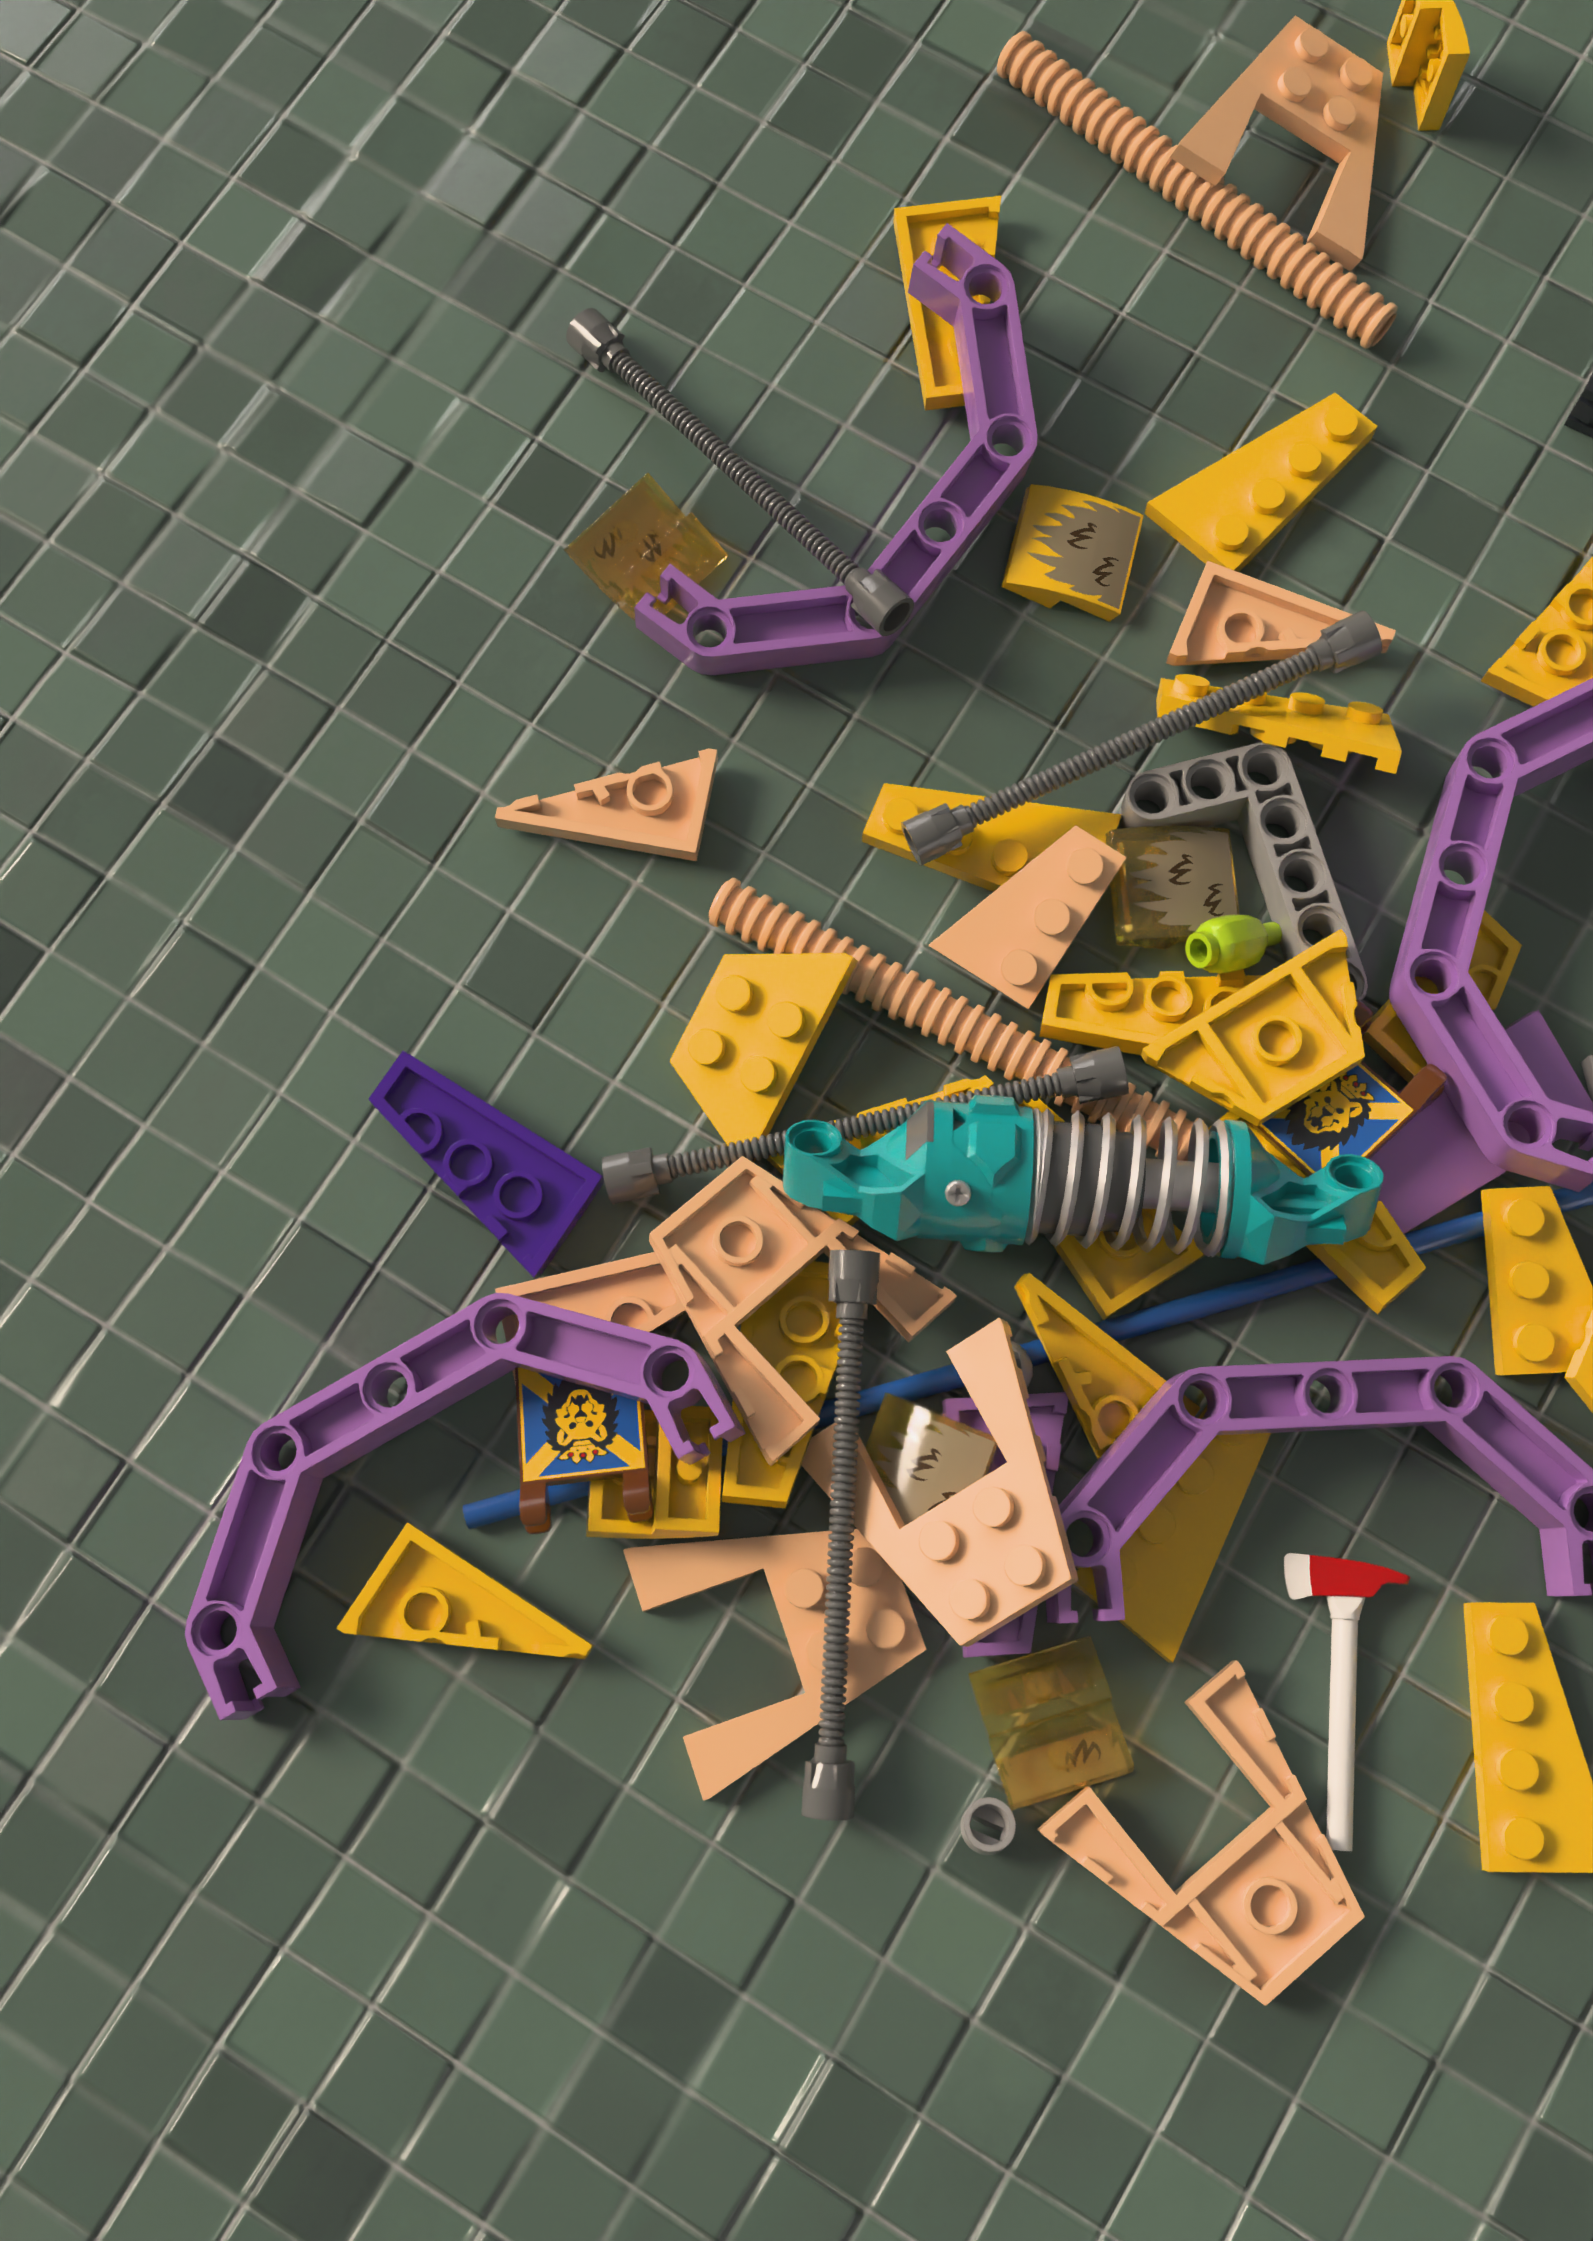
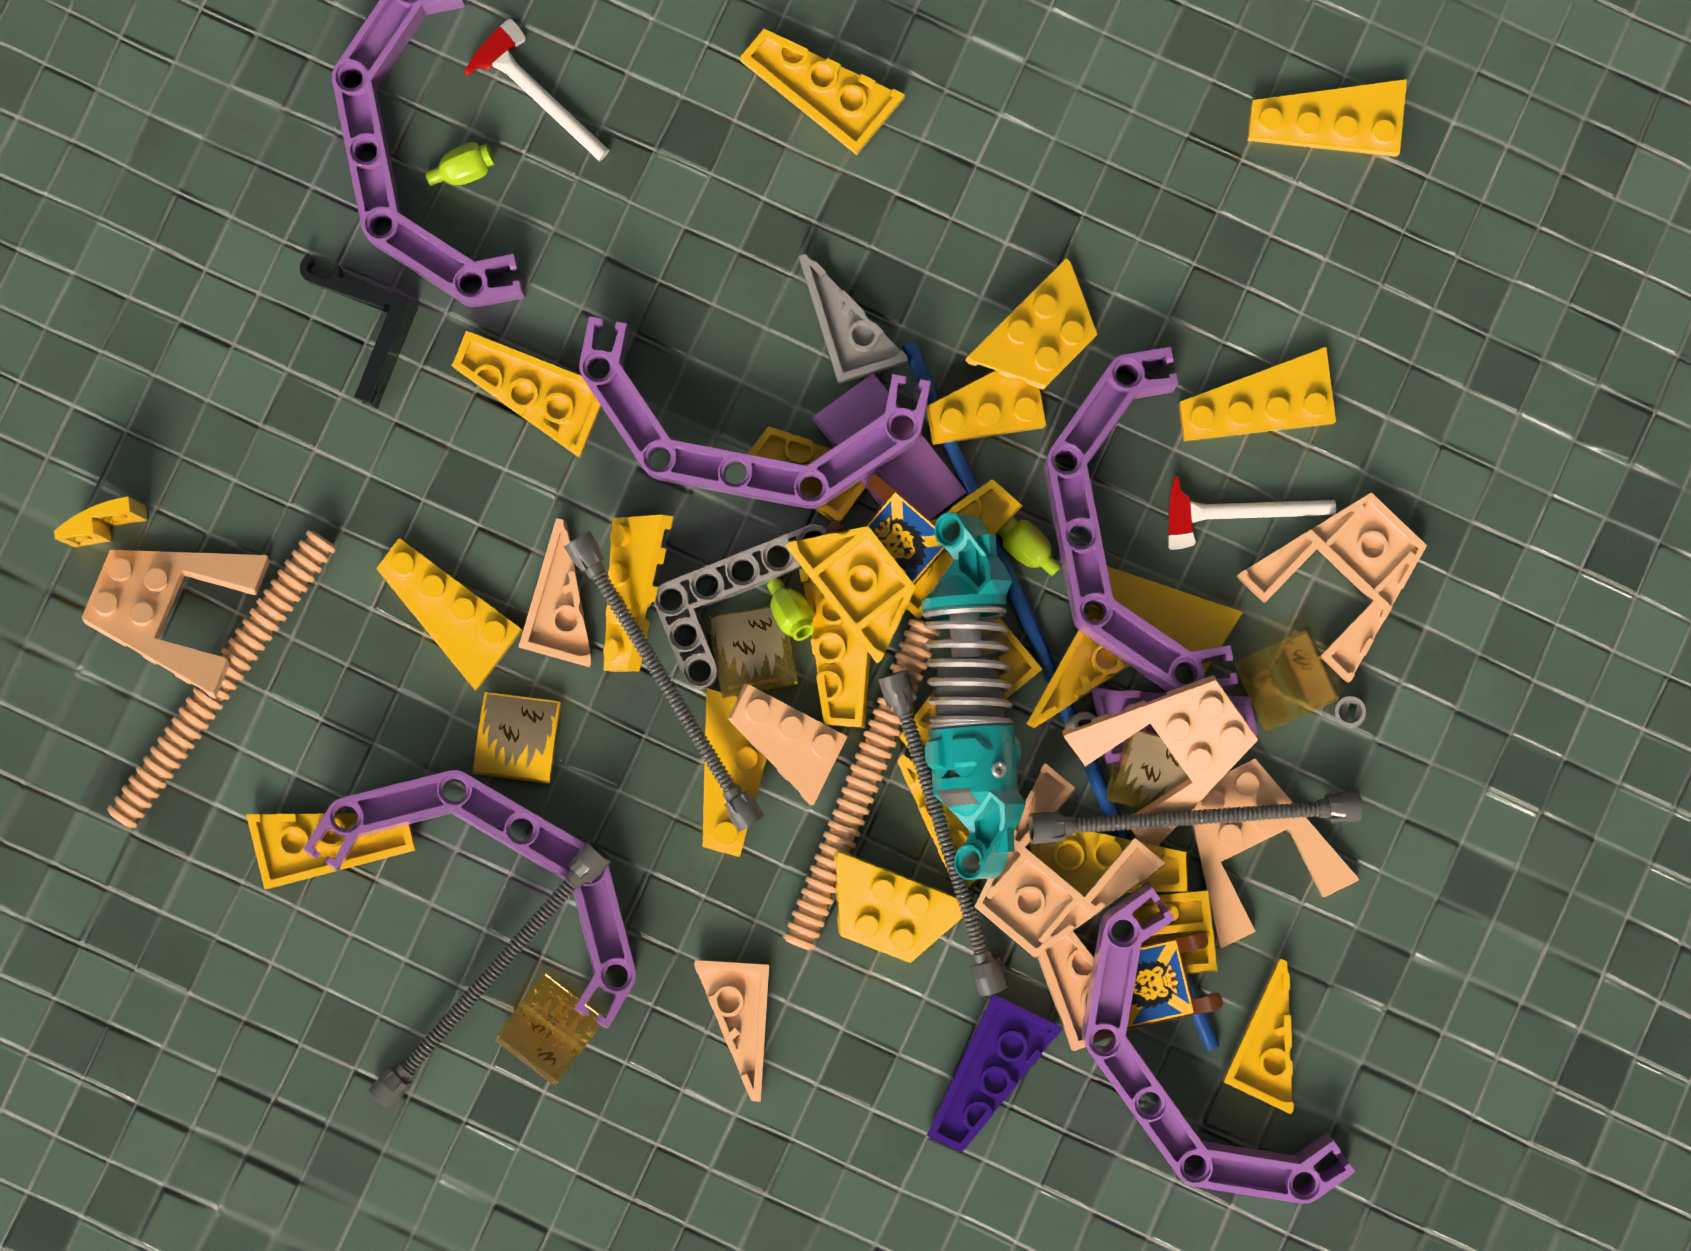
camera: 100 degrees left, 10 degrees up
(1309, 1320) = (1028, 545): none -> lime plant

